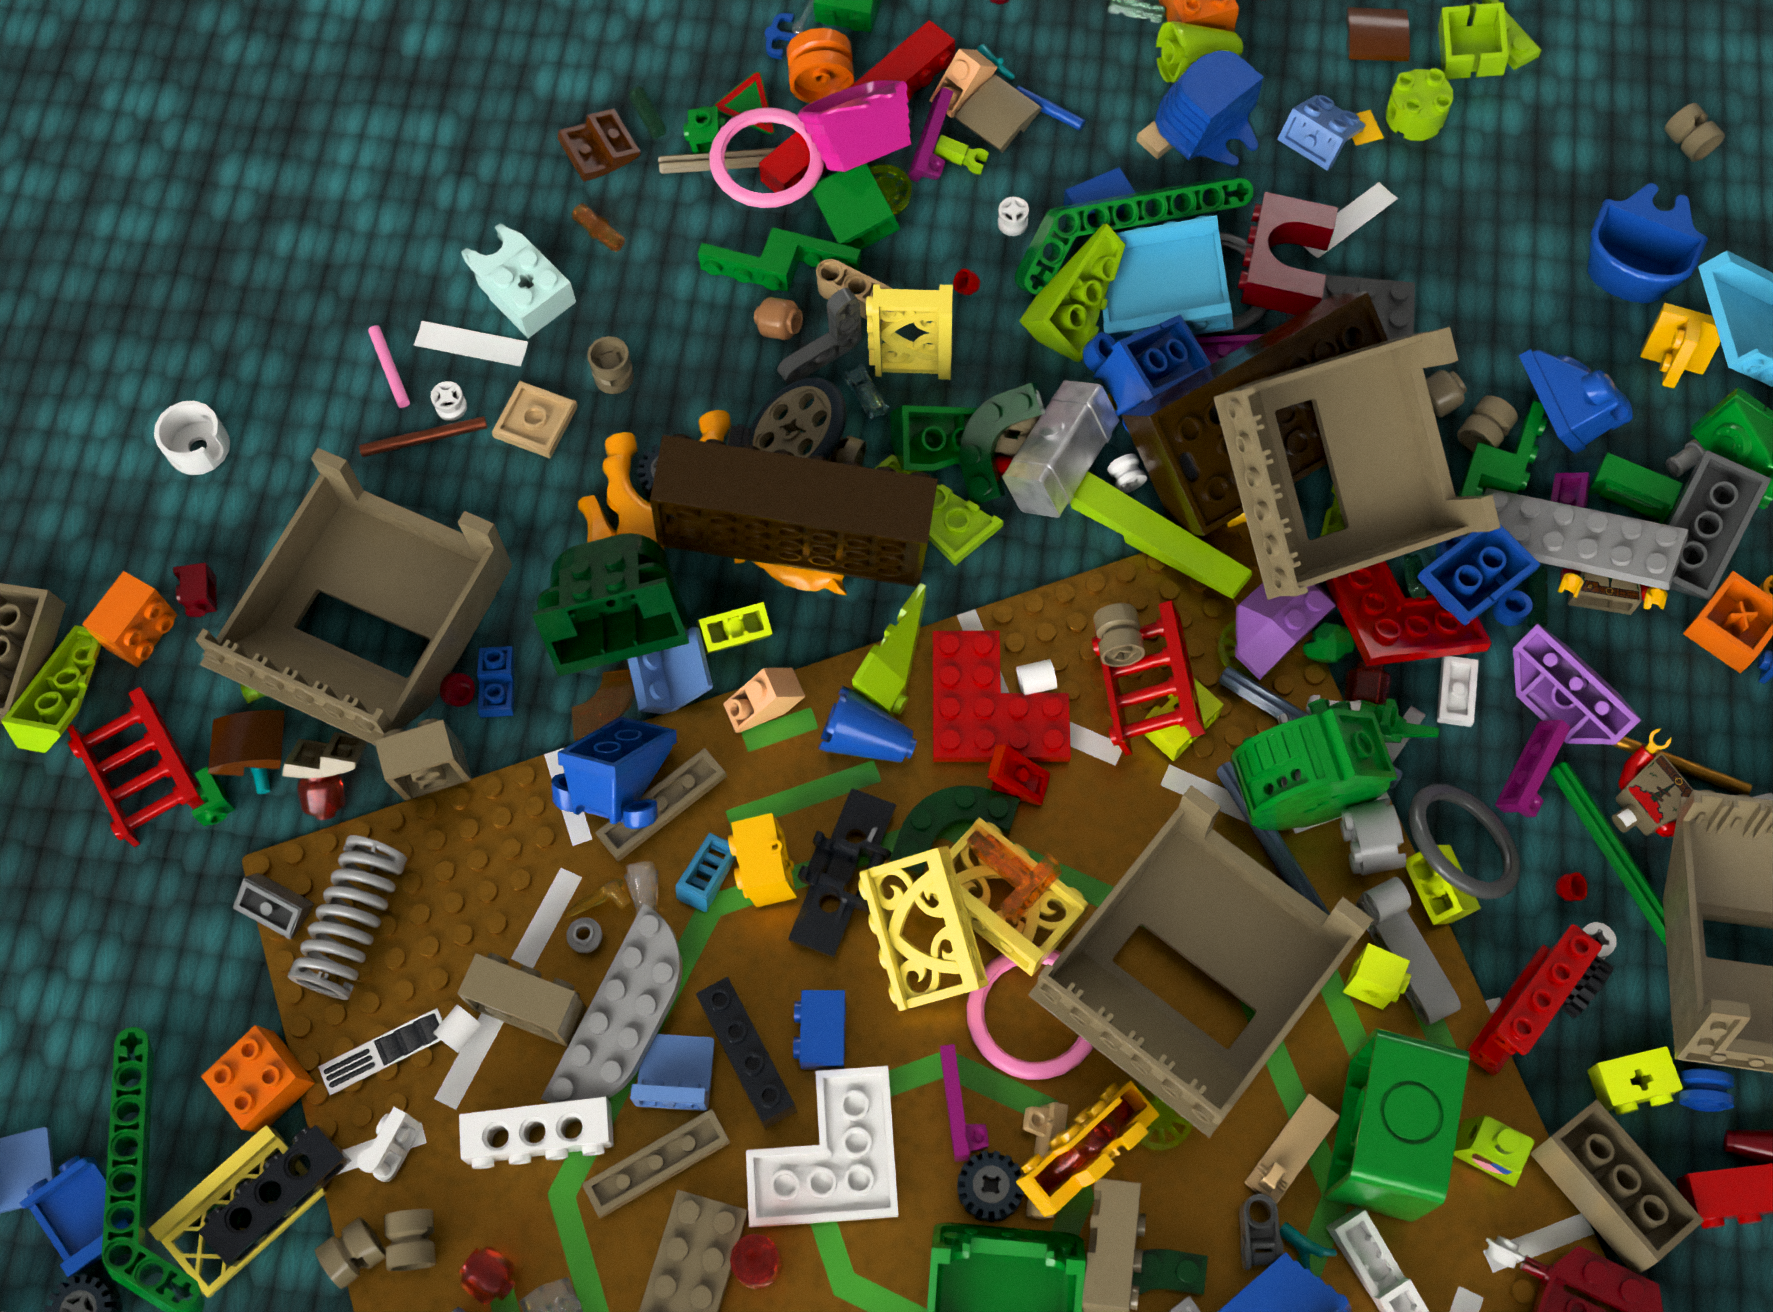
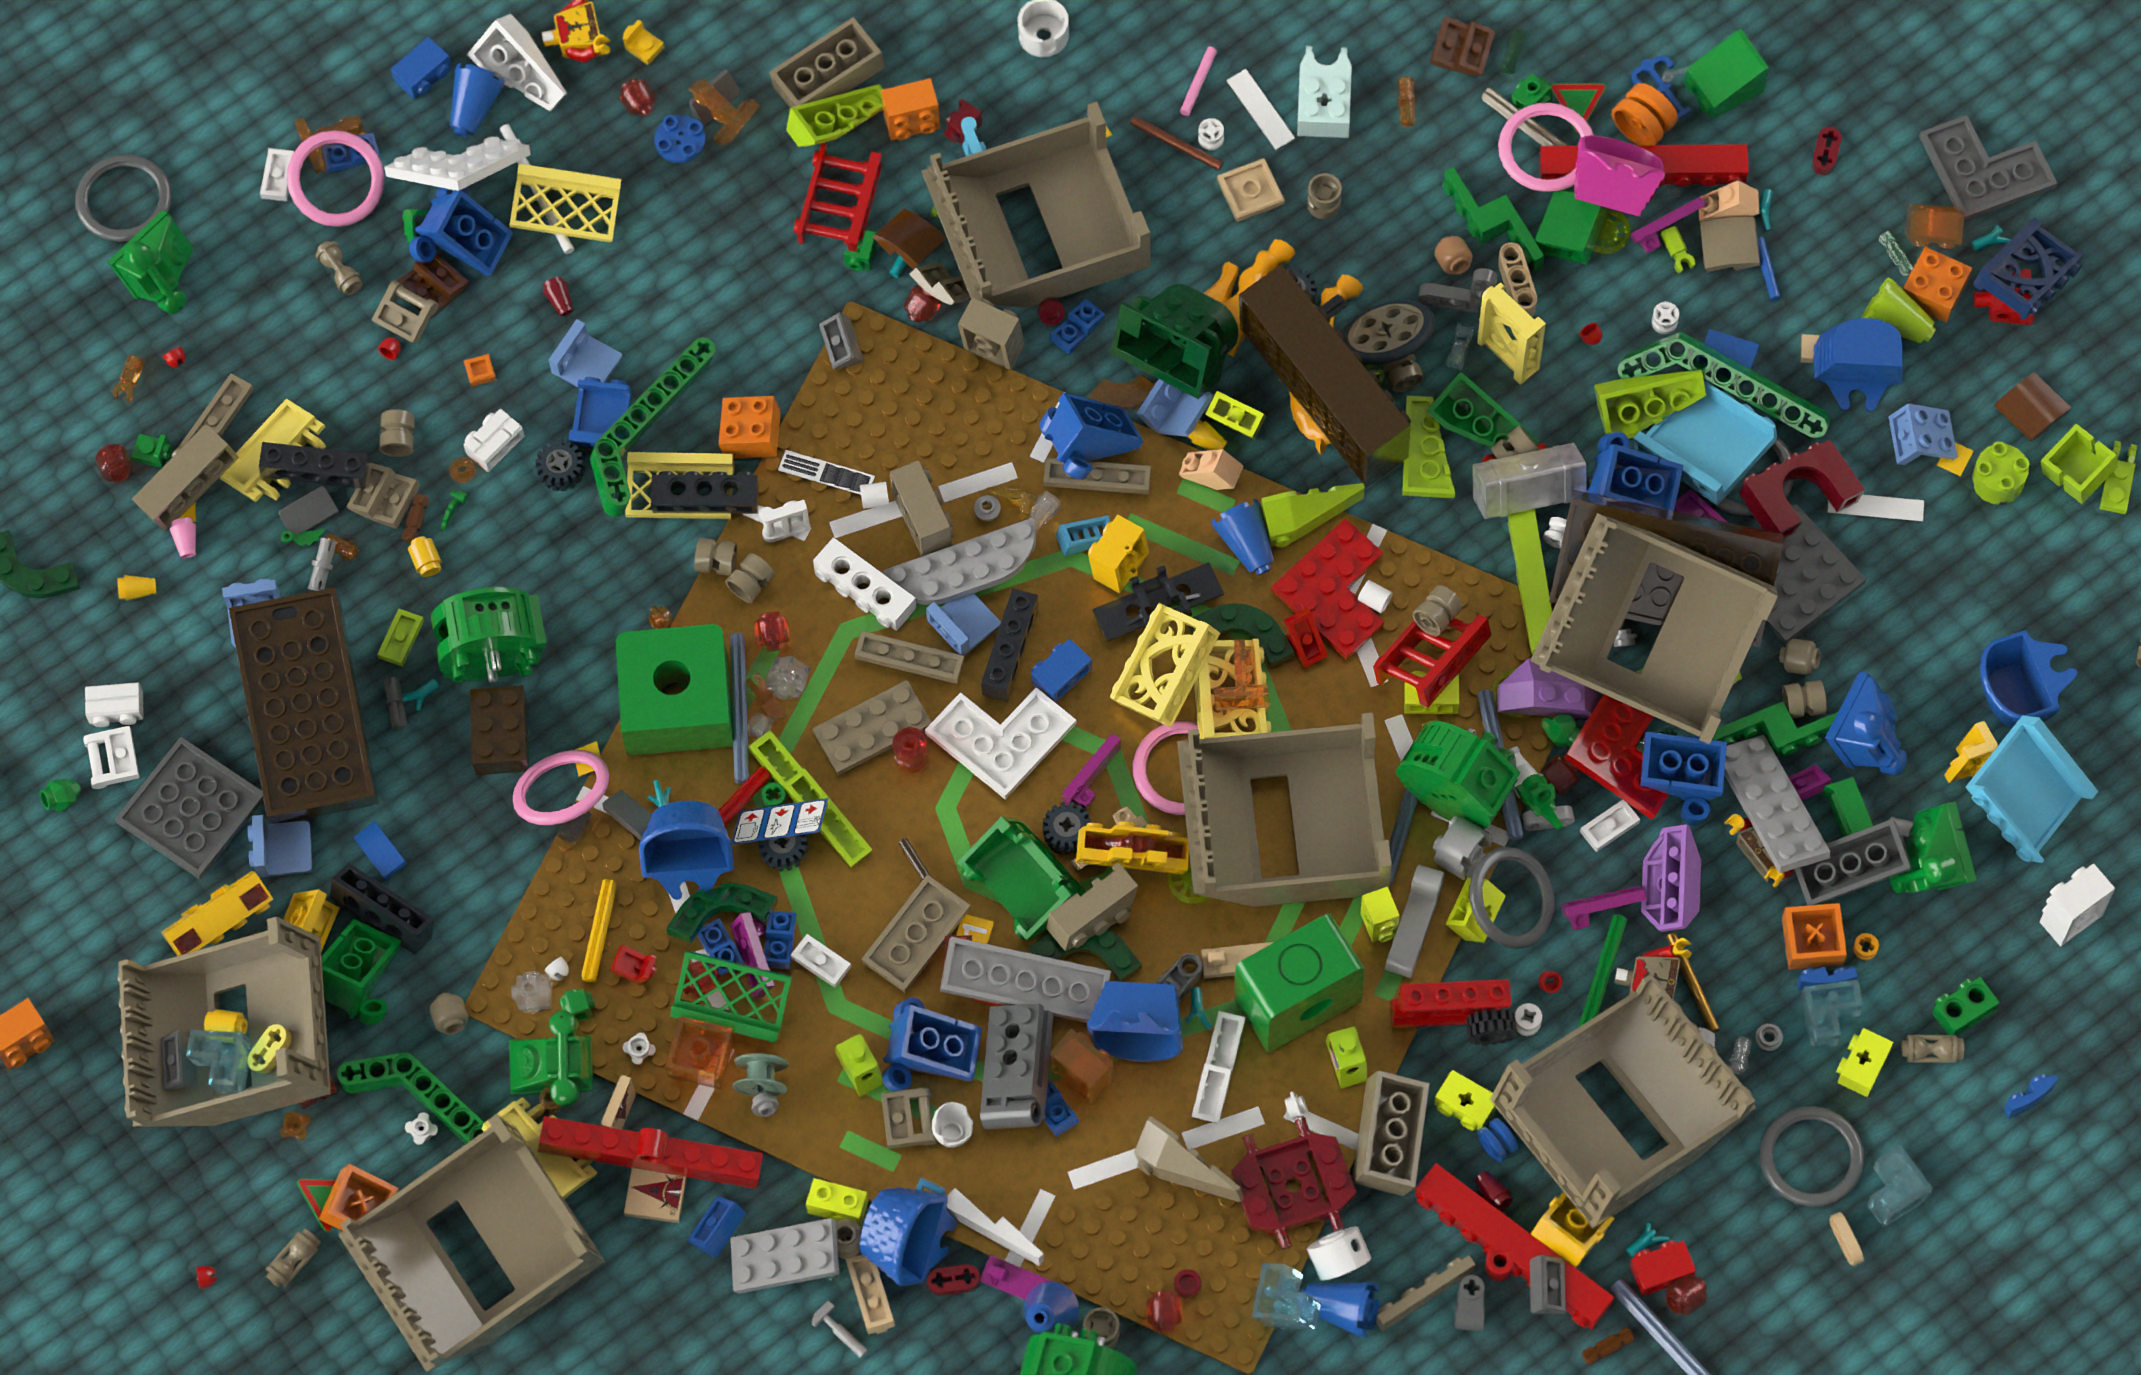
camera: 45 degrees right, 0 degrees up
(224, 598) = (971, 144): none -> medium azure plate
(327, 924) = (910, 351): light grey piece -> none
(728, 673) = (1207, 437): none -> yellow cone
(982, 435) = (1488, 433): dark green plate -> none
(1539, 595) = (1717, 823): clear green axle -> none

